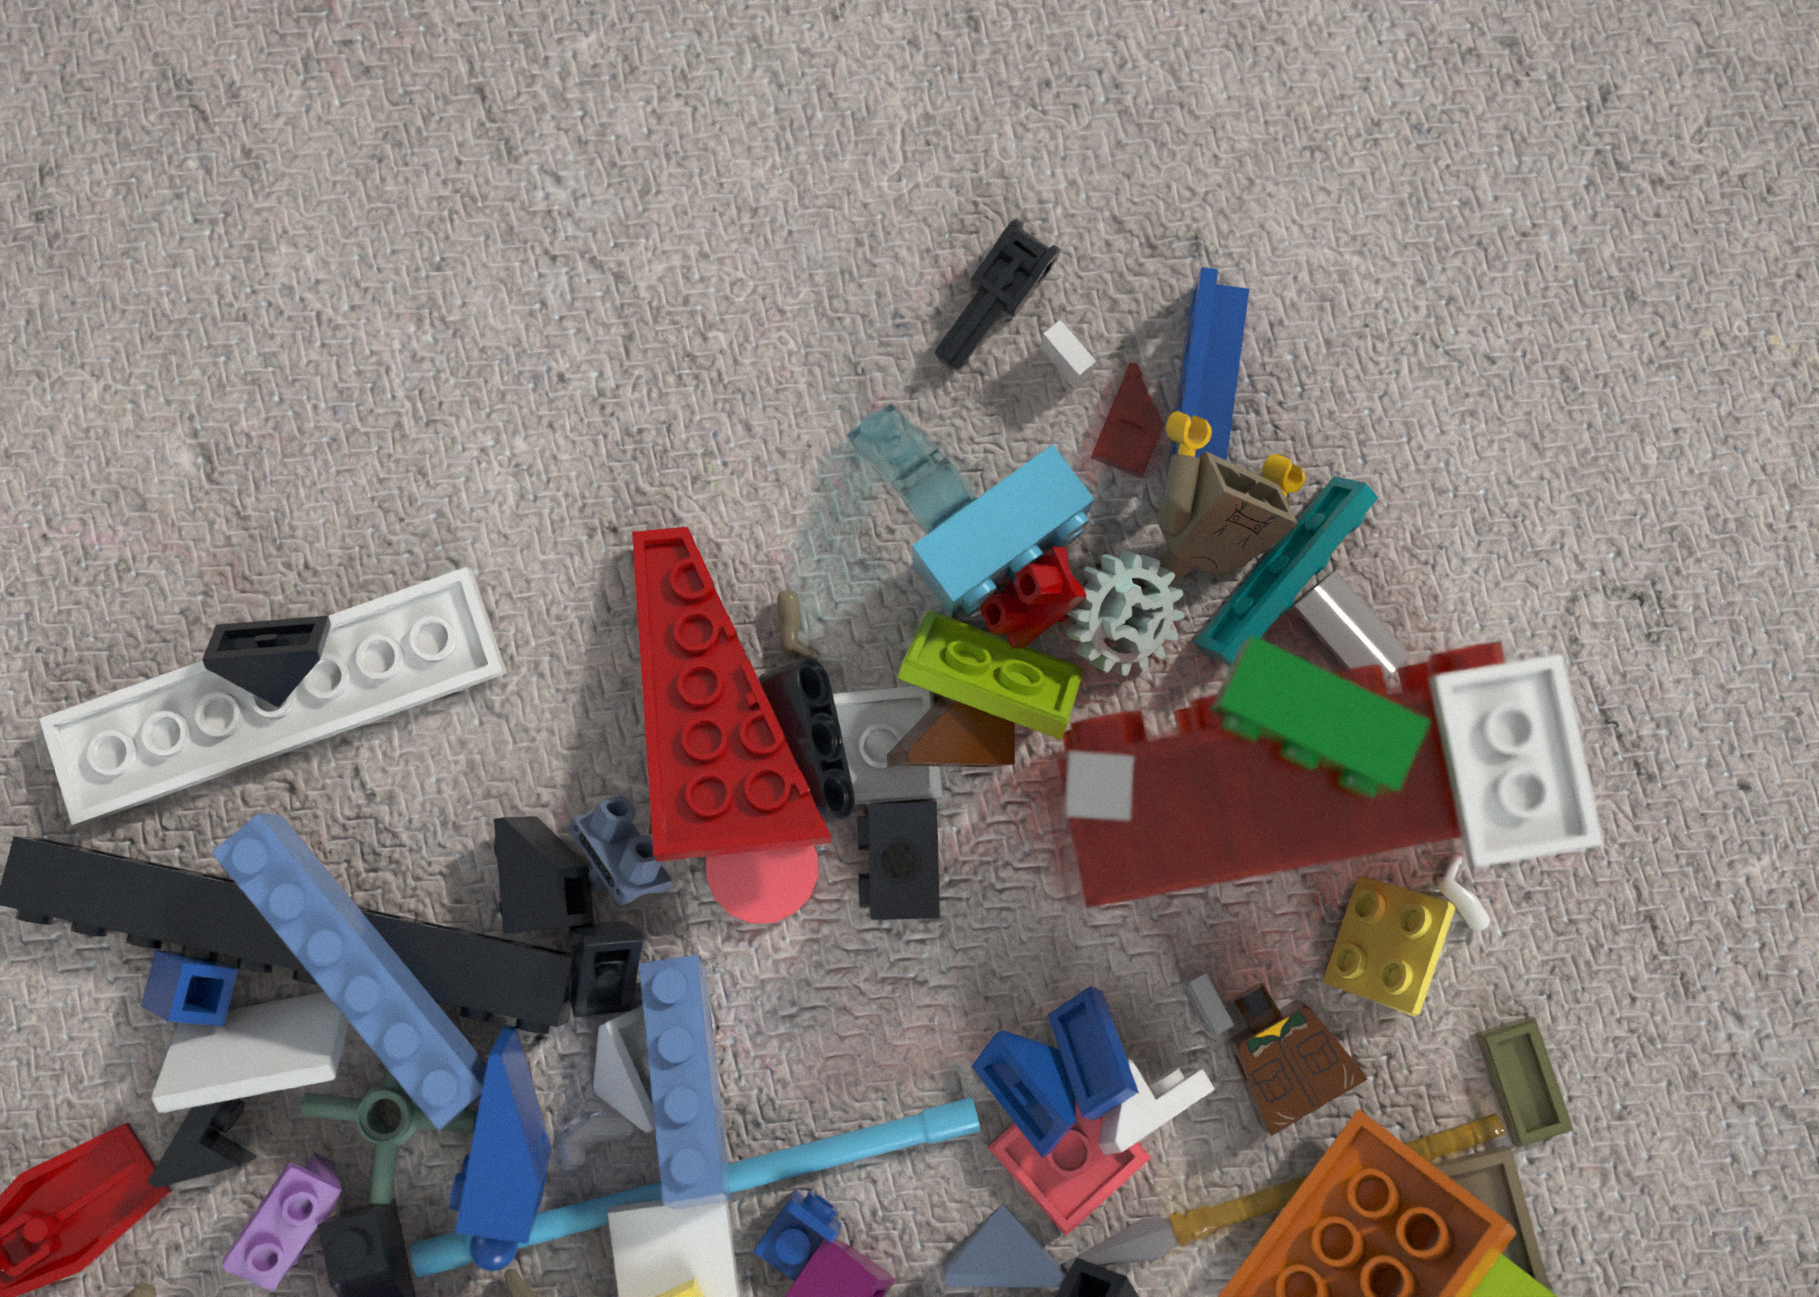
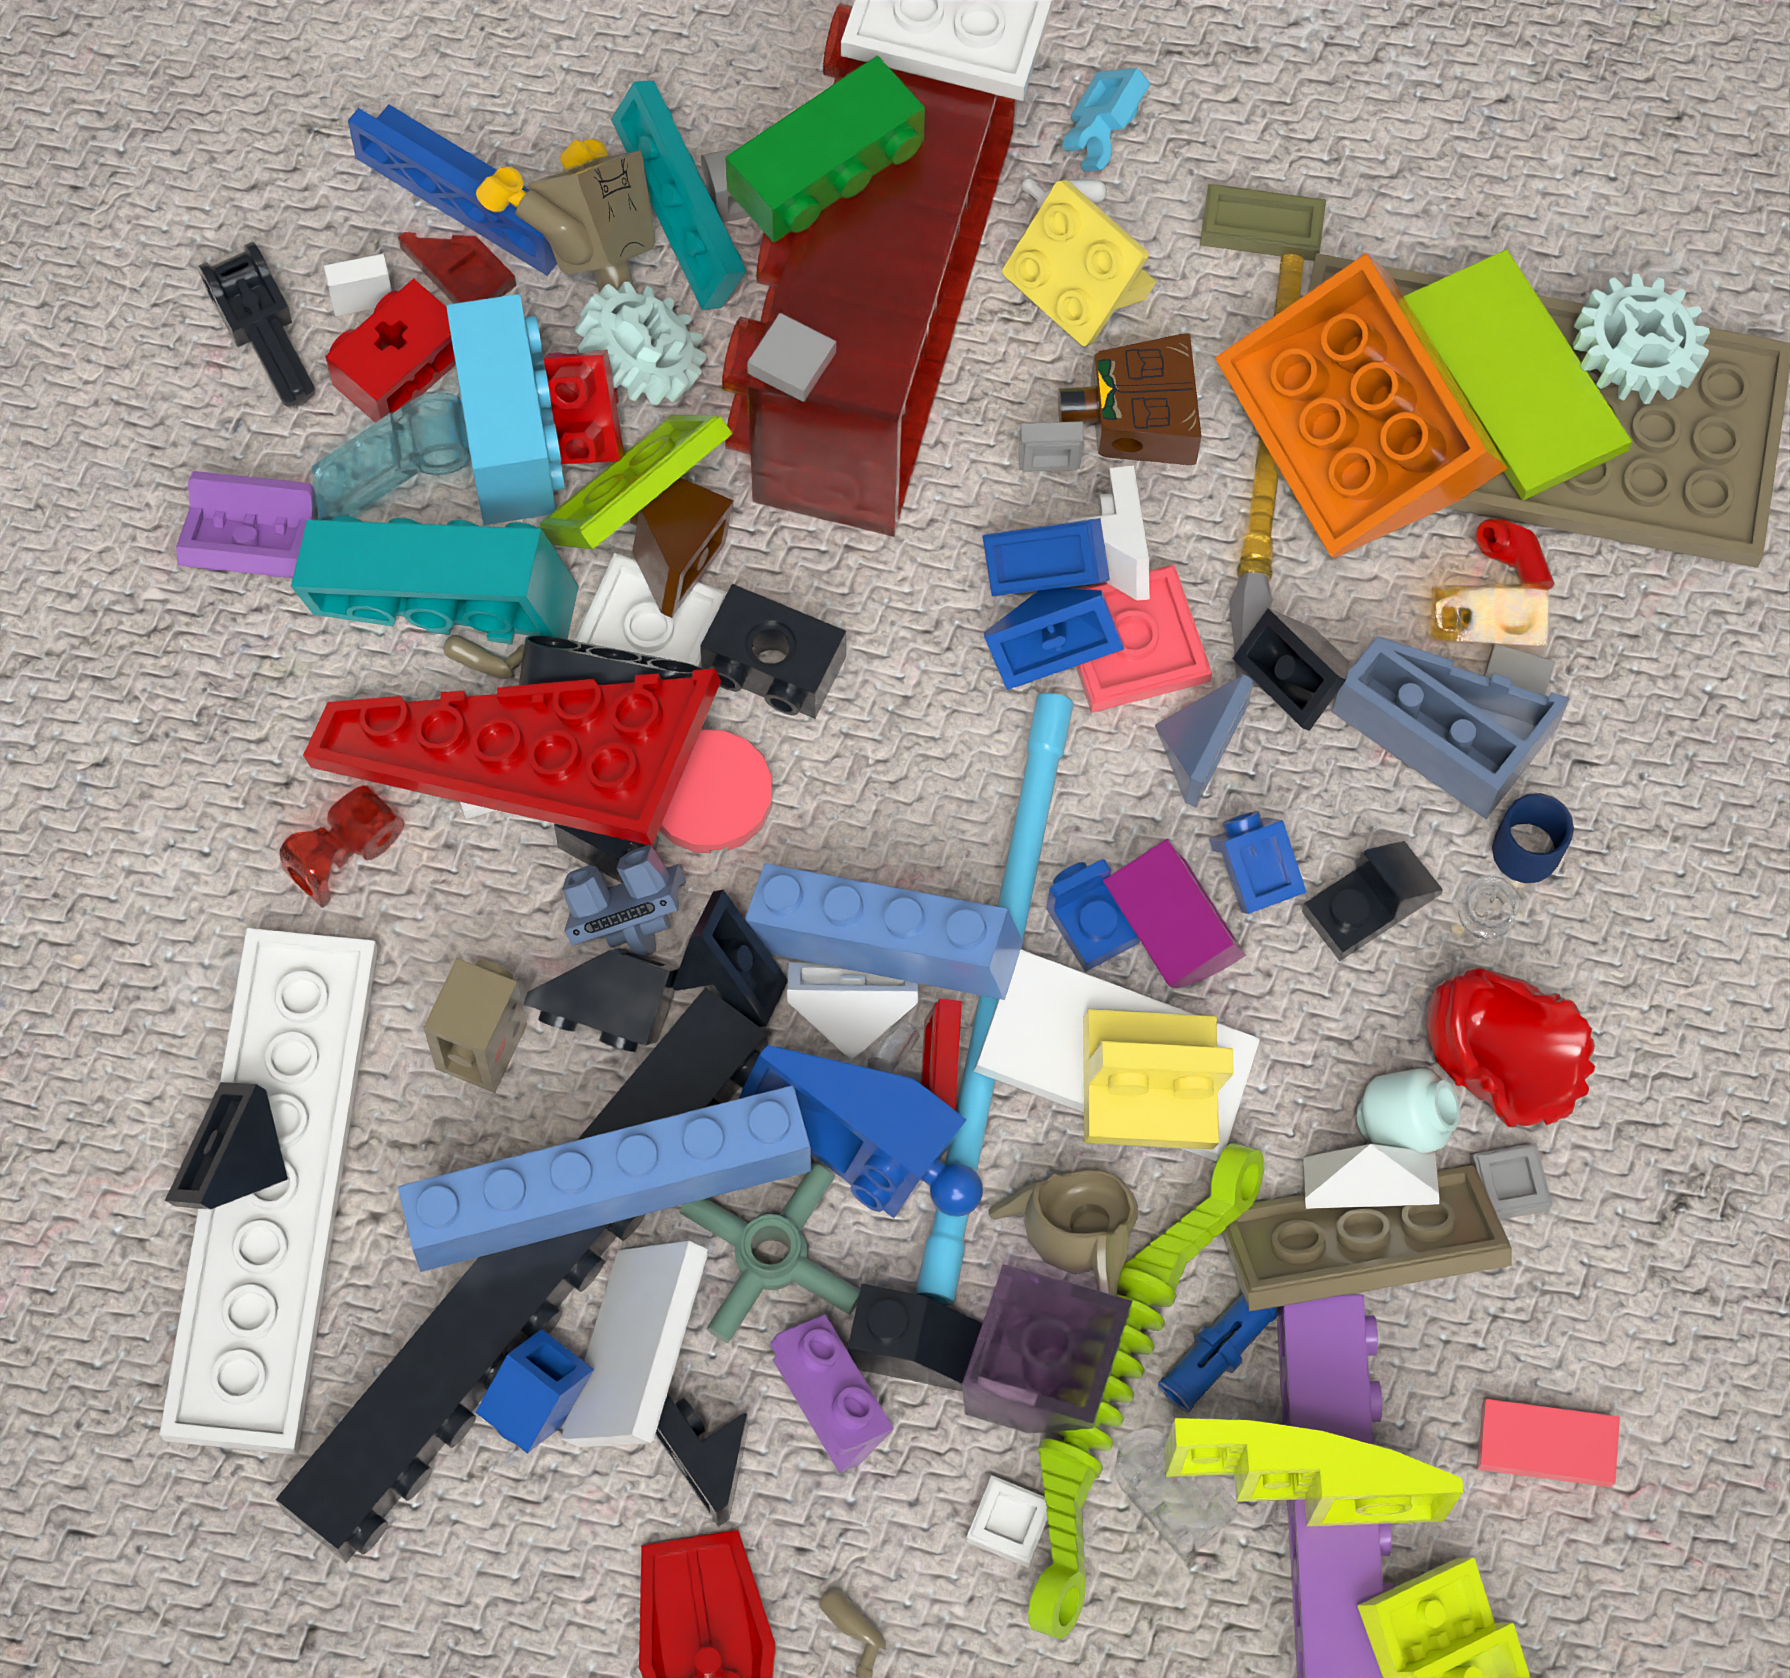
camera: 70 degrees left, 15 degrees down
(456, 790) = (476, 1023): none -> dark tan brick
(590, 606) = (359, 826): none -> clear red leg
(600, 1177) = (941, 1050): none -> red tile
(806, 383) = (244, 524): none -> medium lavender bracket
(830, 557) = (436, 576): none -> teal wedge
(992, 409) = (393, 352): none -> red brick
(1562, 893) = (1105, 106): none -> medium azure plate

